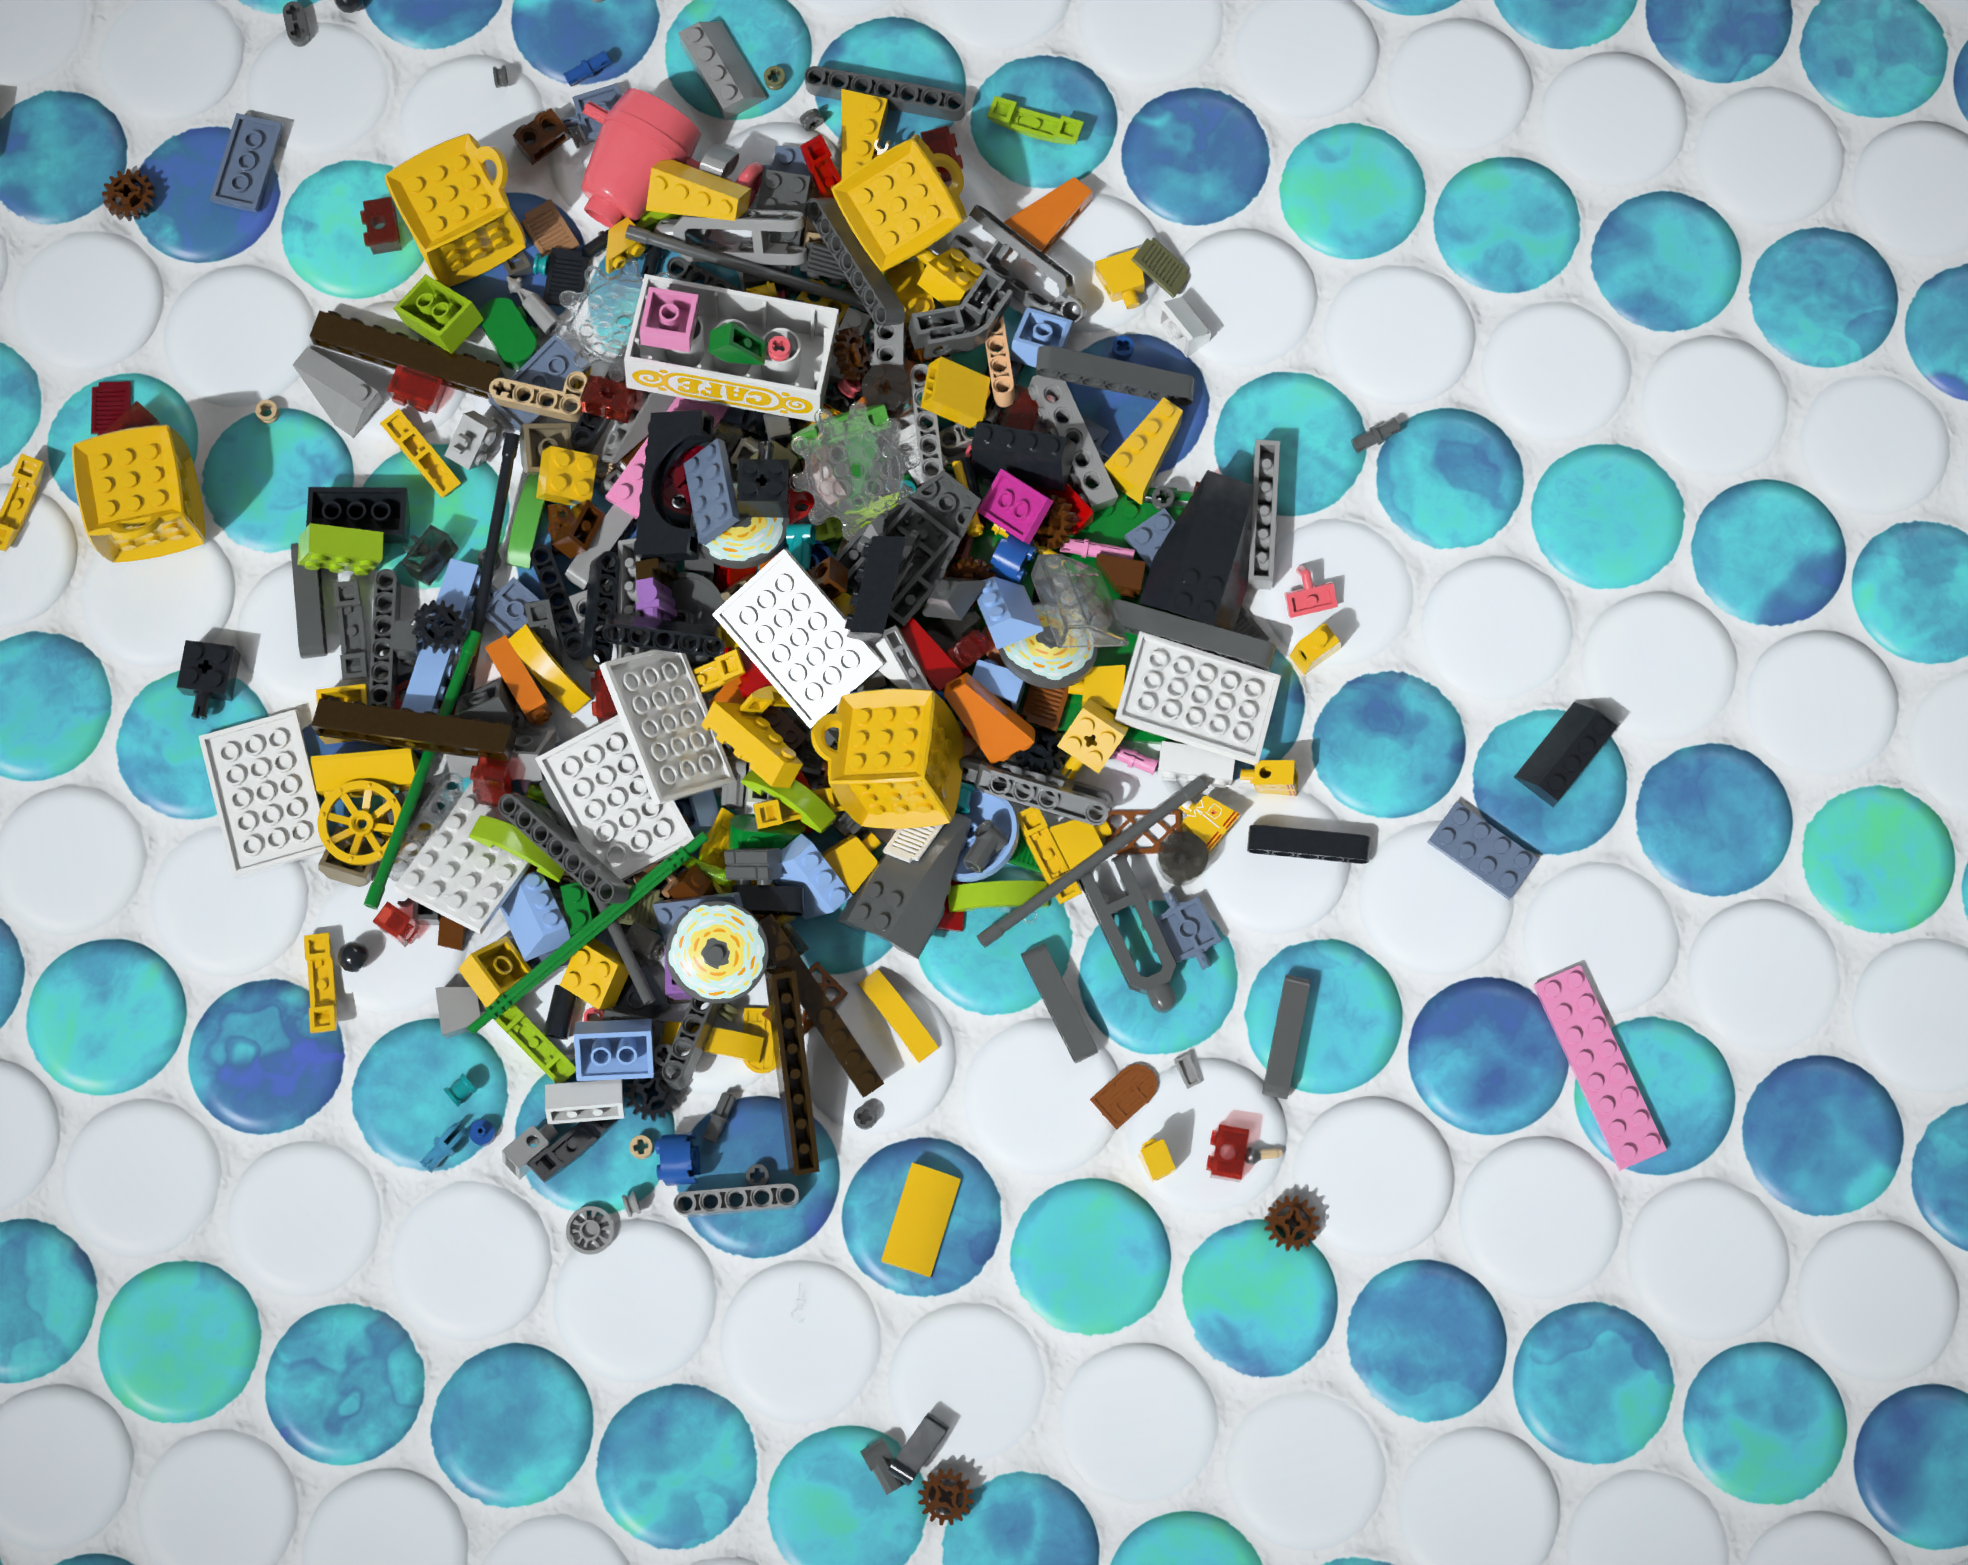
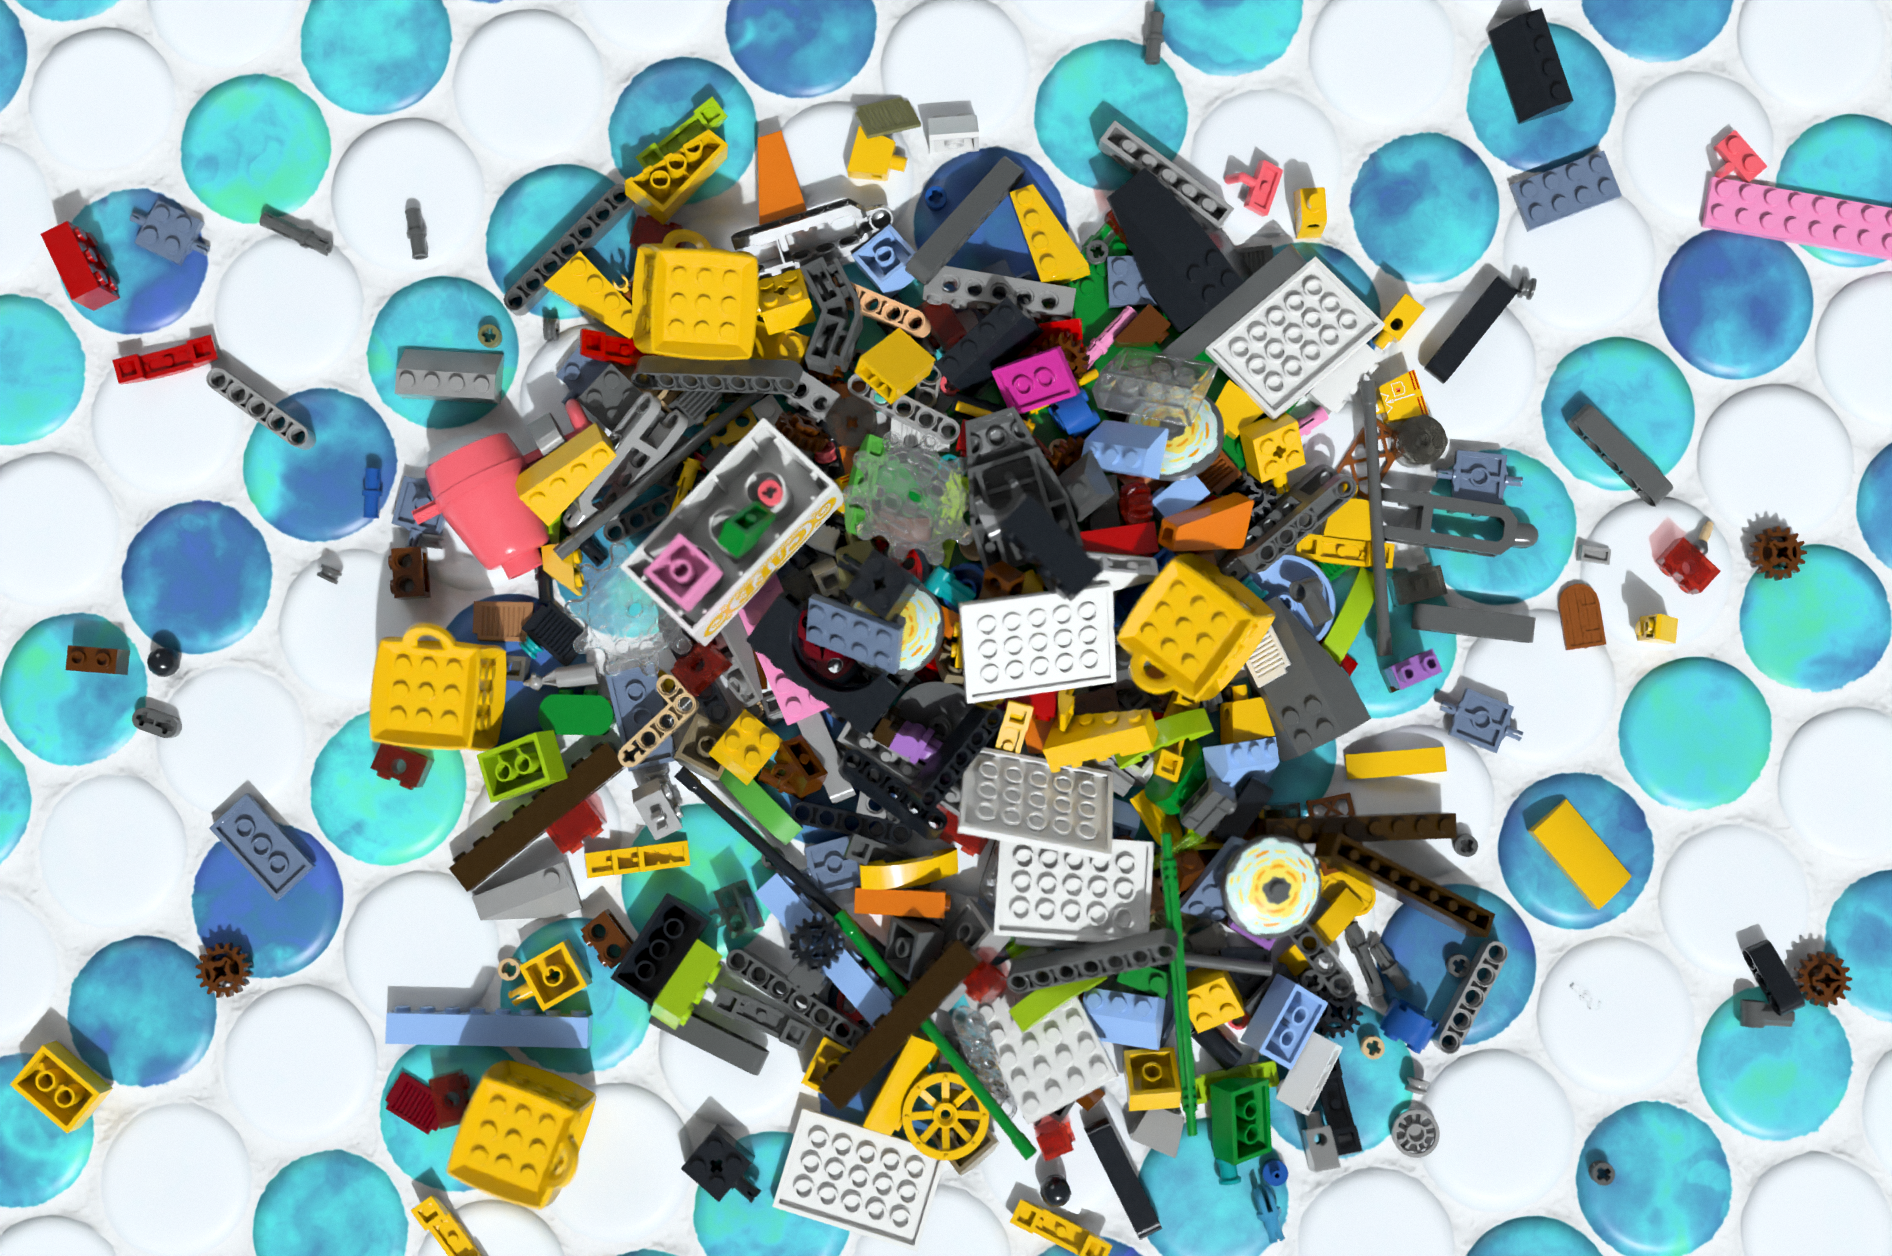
camera: 50 degrees left, 10 degrees up
(208, 425) = (489, 1028): none -> light blue brick
(281, 432) = (540, 981): none -> yellow brick
(345, 472) = (614, 935): none -> reddish brown brick
(398, 1007) = (1123, 1178): none -> black beam
(510, 1070) = (1240, 1119): none -> green slope
(648, 1416) = (1599, 1180): none -> dark grey bush
(714, 1089) = (1359, 948): none -> dark grey pin
(980, 967) = (1411, 671): none -> medium lavender hips
(980, 1062) = (1481, 720): none -> sand blue plate
(999, 135) = (672, 181): none -> yellow wedge
(1060, 935) = (1416, 585): none -> clear smoke brick
(1376, 868) = (1526, 287): none -> dark grey bush
(1613, 977) = (1738, 158): none -> coral plate

